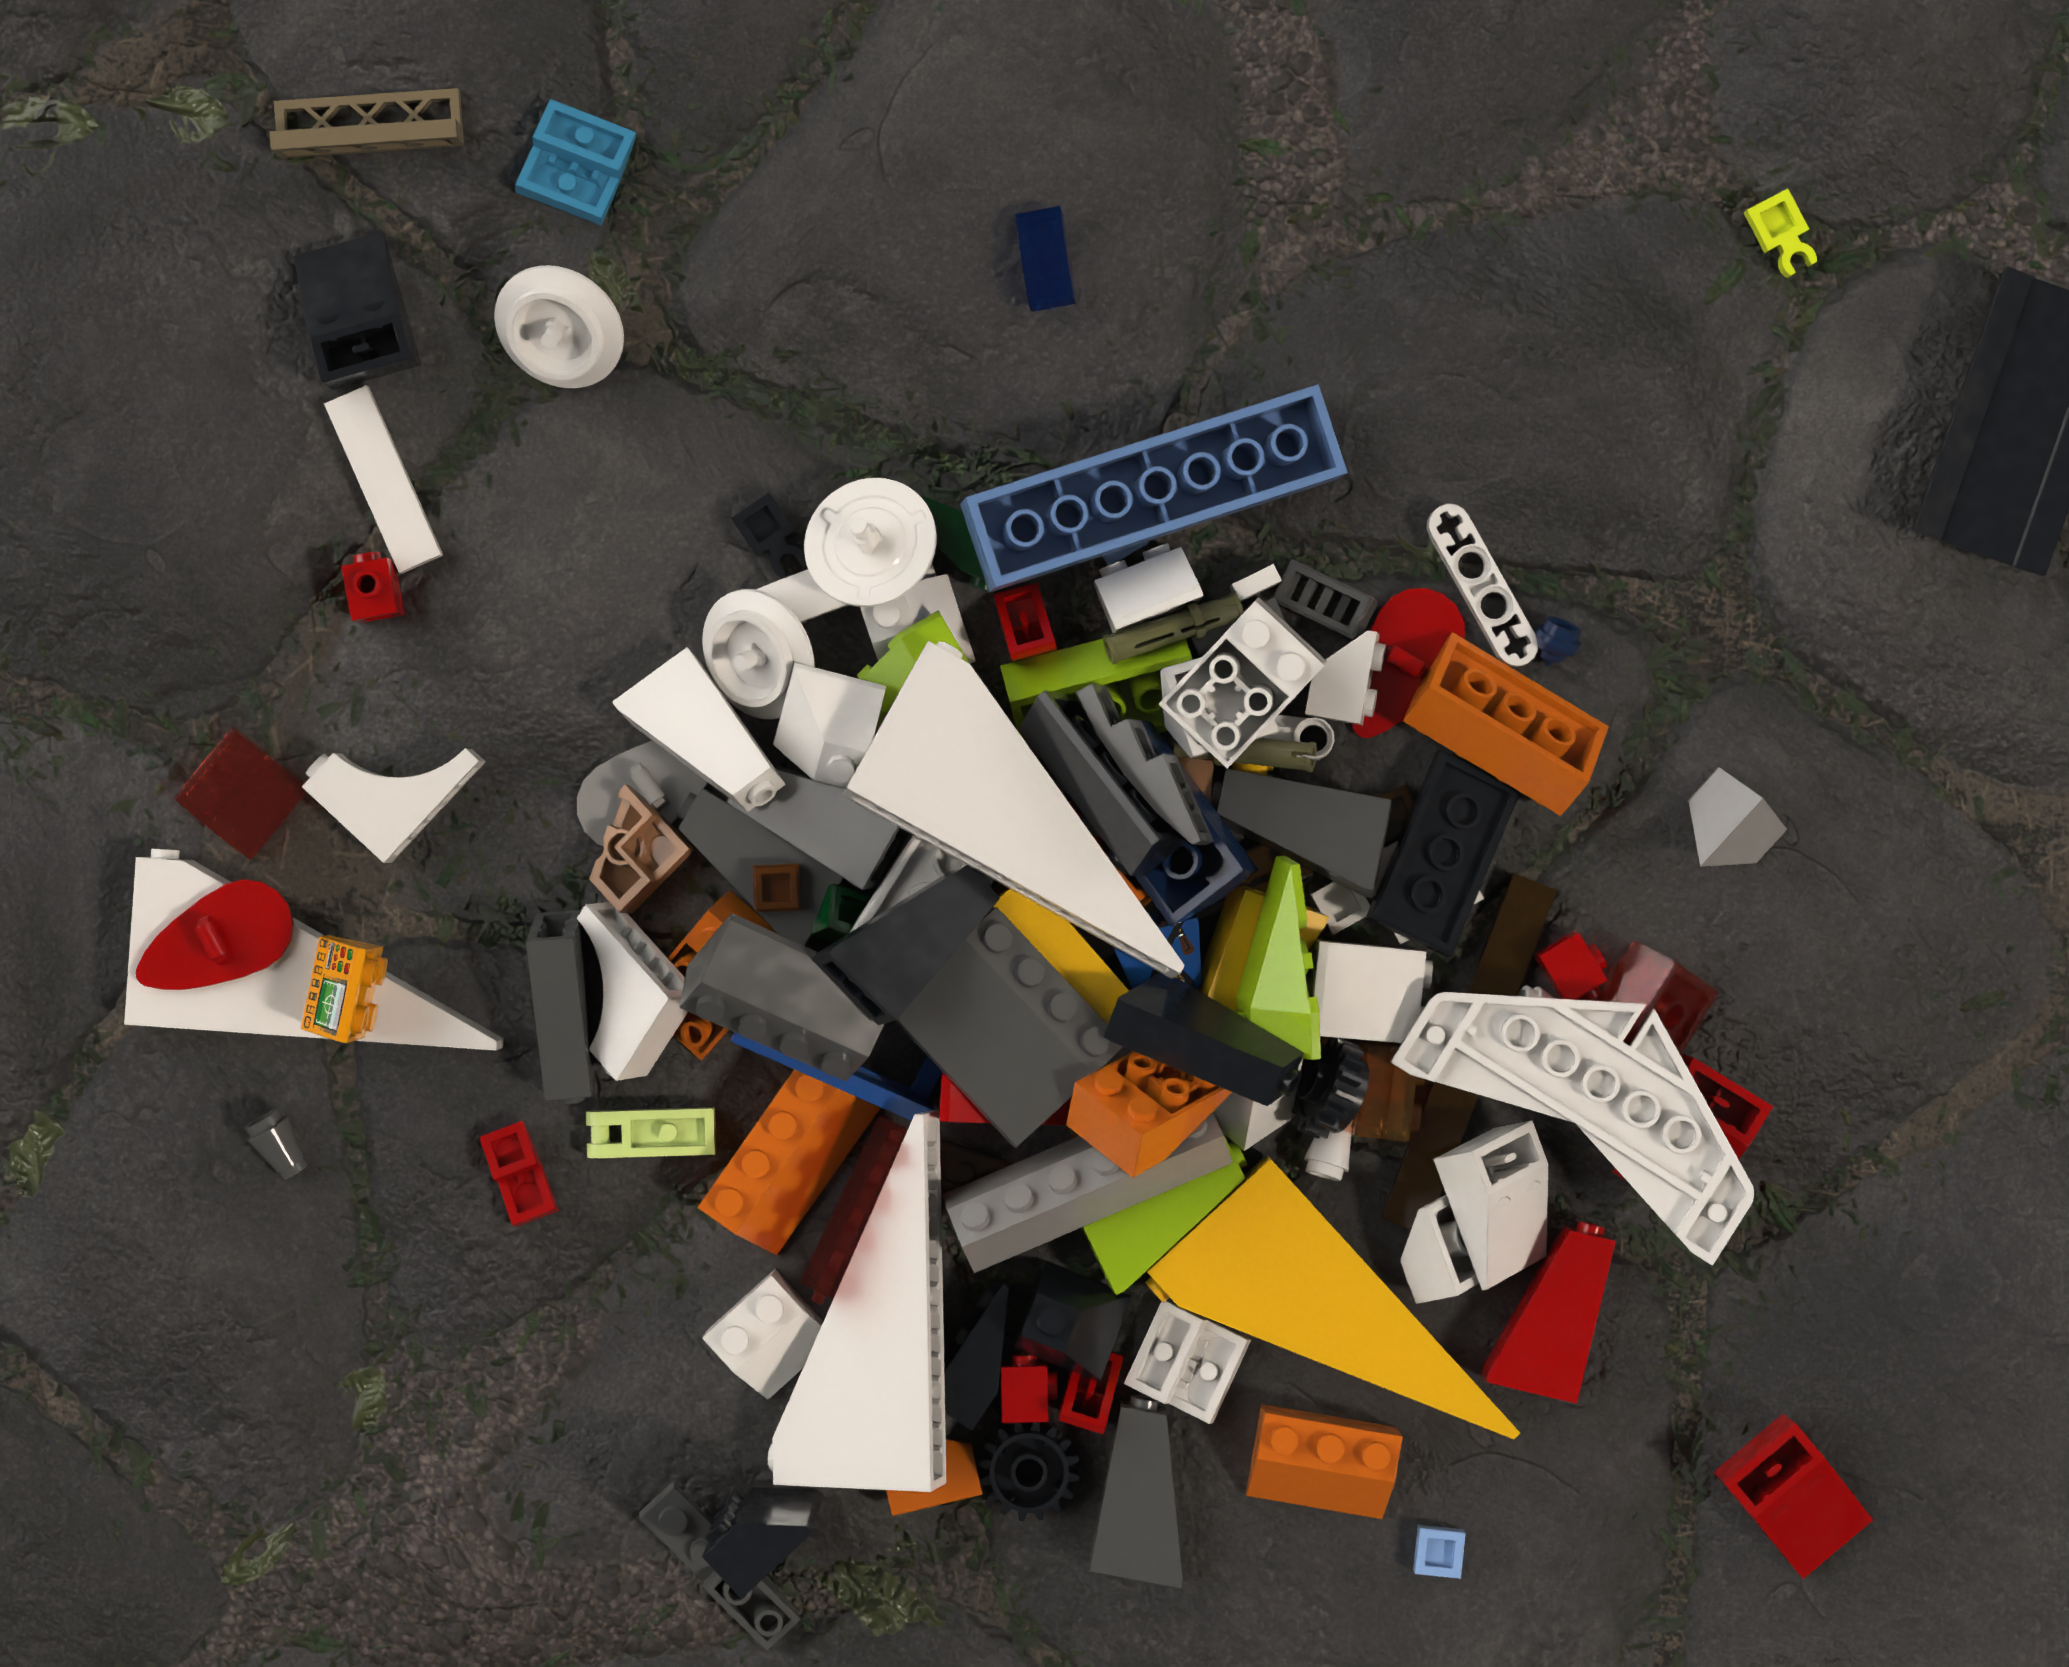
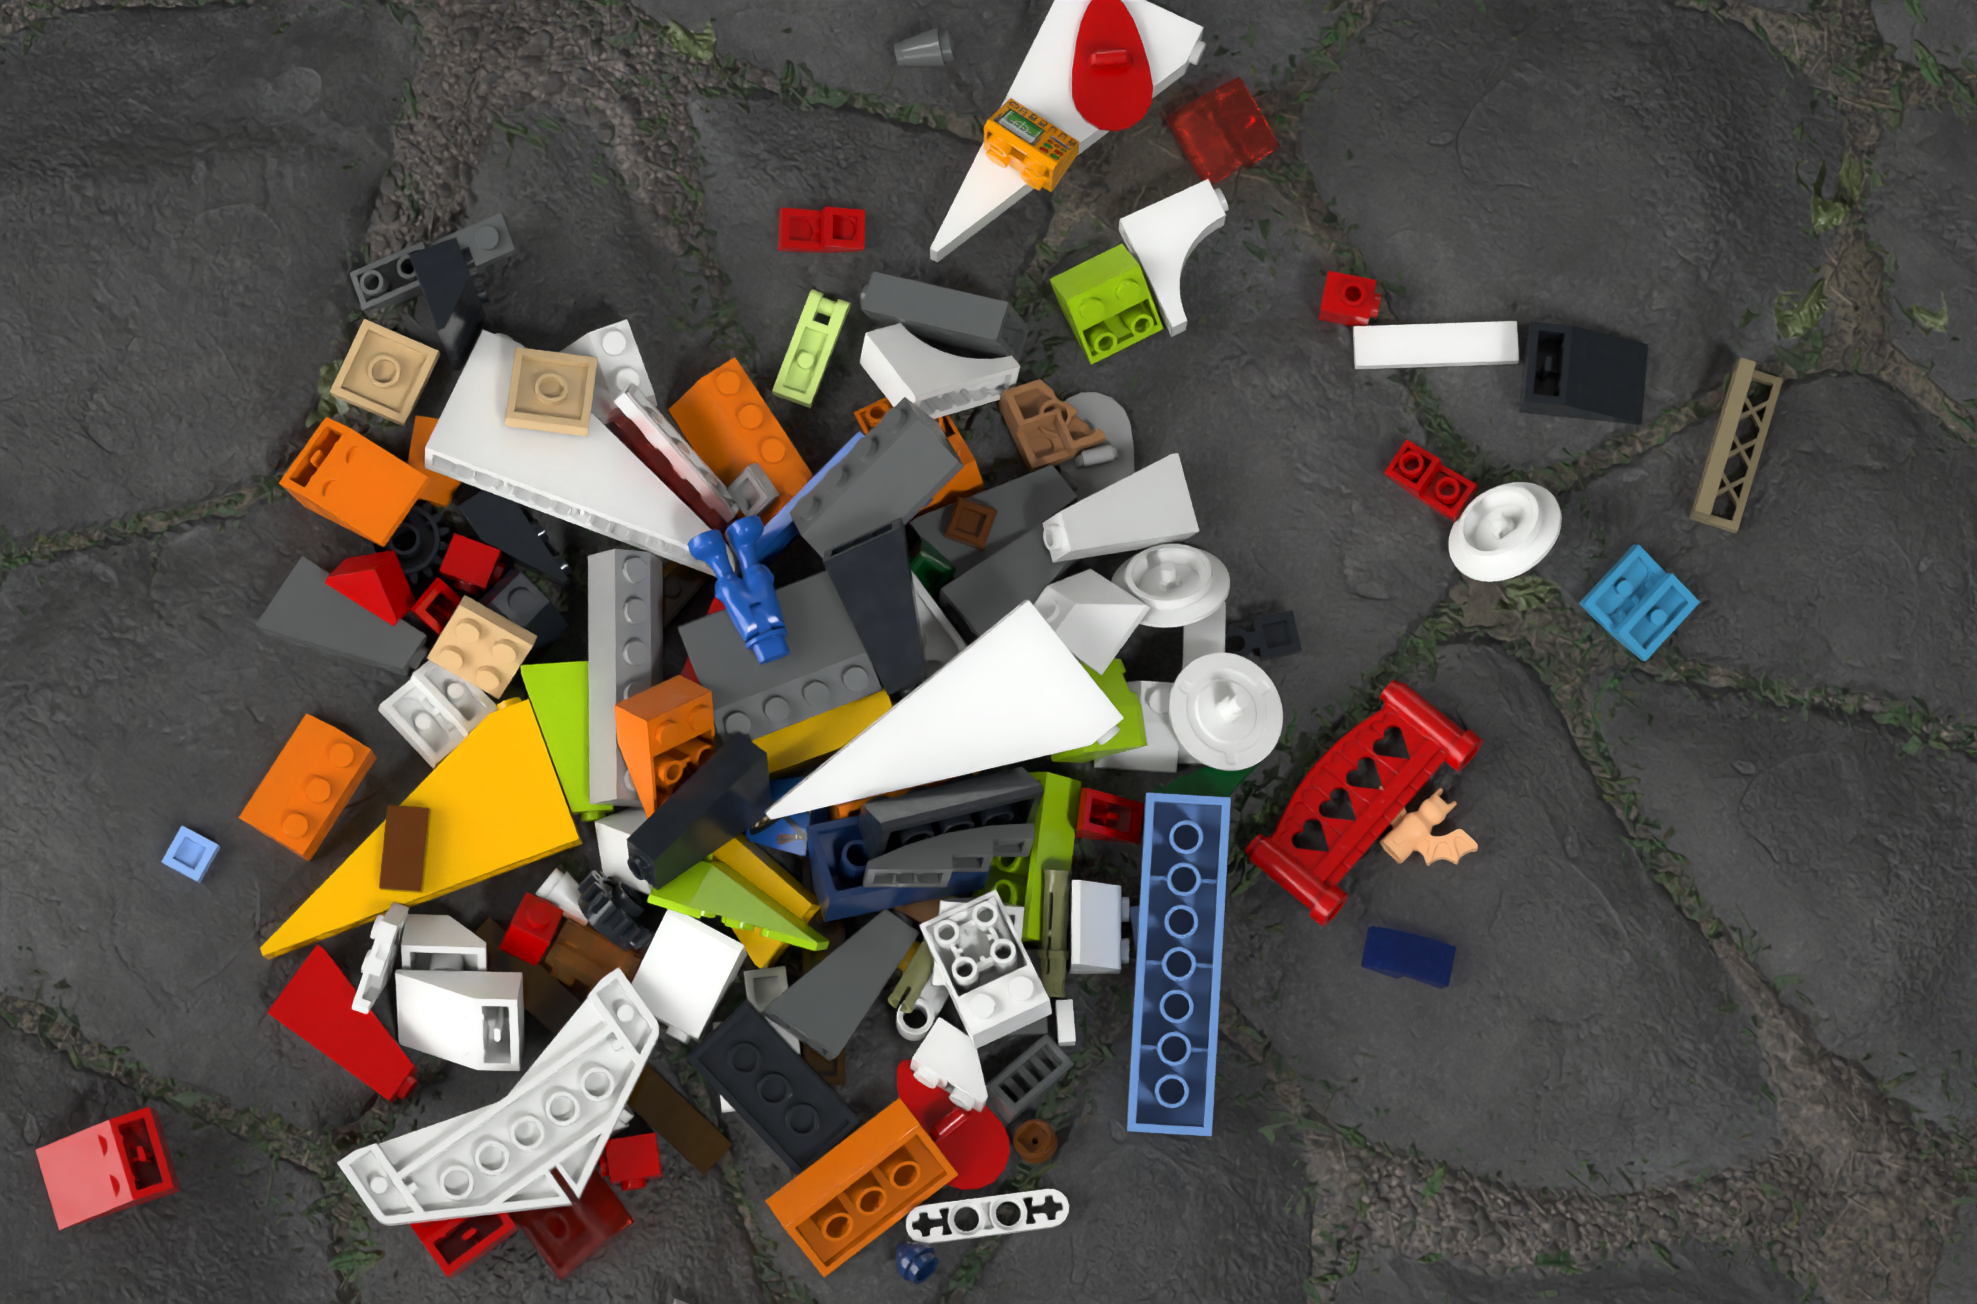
camera: 110 degrees right, 10 degrees down
(478, 841) = (1107, 303): none -> lime slope
(532, 428) = (1430, 481): none -> red slope
(815, 1384) = (551, 391): none -> tan plate
(825, 1225) = (676, 449): none -> white tile
(833, 1129) = (753, 491): none -> light grey tile
(857, 1567) = (385, 373): none -> tan plate
(910, 303) = (1413, 831): none -> light nougat animal
(959, 1081) = (748, 600): none -> blue piece
(991, 1549) = (354, 482): none -> orange slope
(999, 387) = (1314, 874): none -> red piece
(1091, 1482) = (375, 584): none -> red slope
(1111, 1343) = (481, 647): none -> tan plate
(1355, 1333) = (405, 849): none -> reddish brown tile
(1380, 1169) = (531, 928): none -> red brick
(1387, 566) = (1035, 1141): none -> reddish brown tile
(1475, 1311) = (381, 958): none -> white wing

